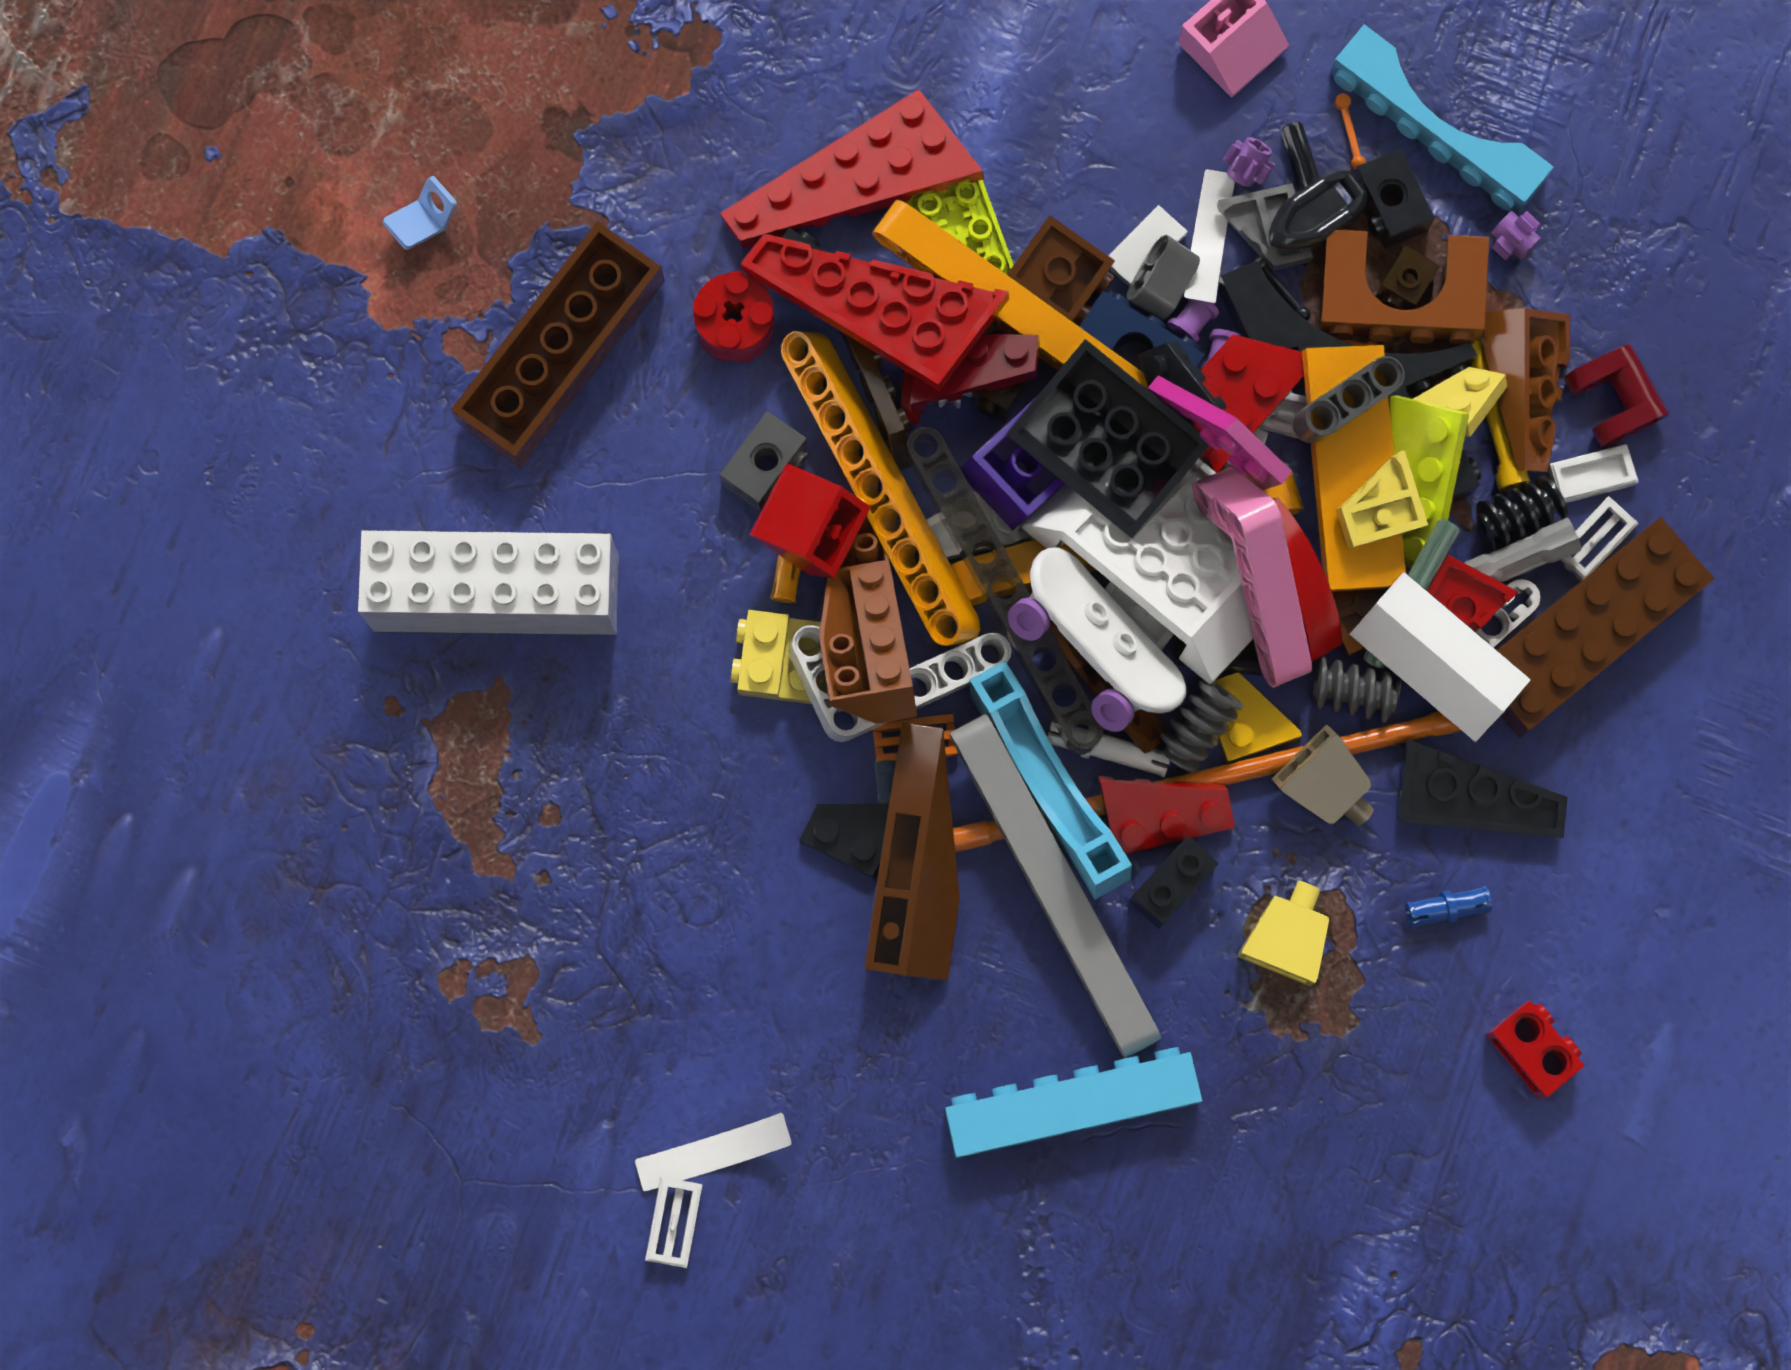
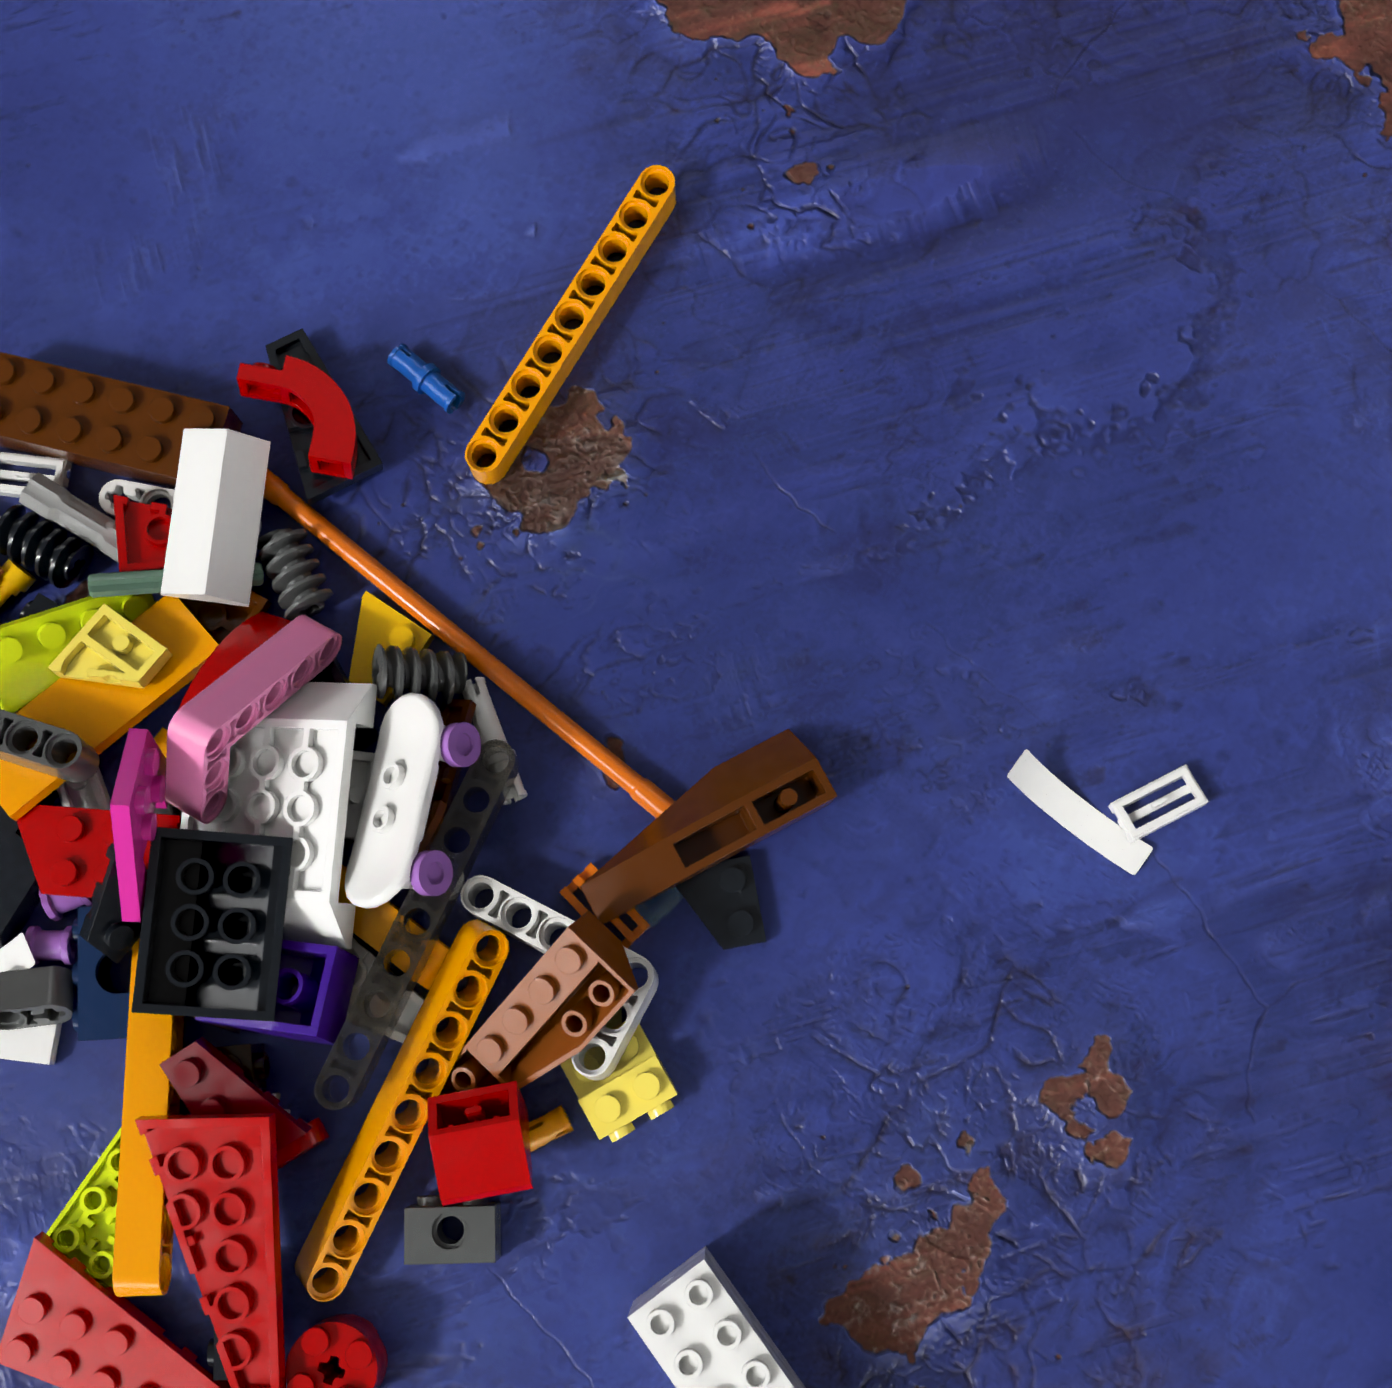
camera: 120 degrees left, 0 degrees up
(880, 390) = (311, 1174): dark brown wing -> none
(1055, 886) = (641, 700): light grey beam -> none
(1063, 270) = (81, 1093): reddish brown plate -> none
(1067, 812) = (575, 727): medium azure arch -> none
(1072, 1104) = (812, 553): medium azure brick -> none
(1163, 813) = (519, 657): red wing -> none
(1173, 882) = (568, 603): black brick -> none
(1289, 936) = (543, 482): light yellow torso -> none
(1327, 780) = (389, 541): dark tan torso -> none
(1424, 1073) = (572, 342): none -> light orange beam
(1449, 799) = (319, 397): none -> red arch
(1528, 1056) = (501, 235): red brick -> none

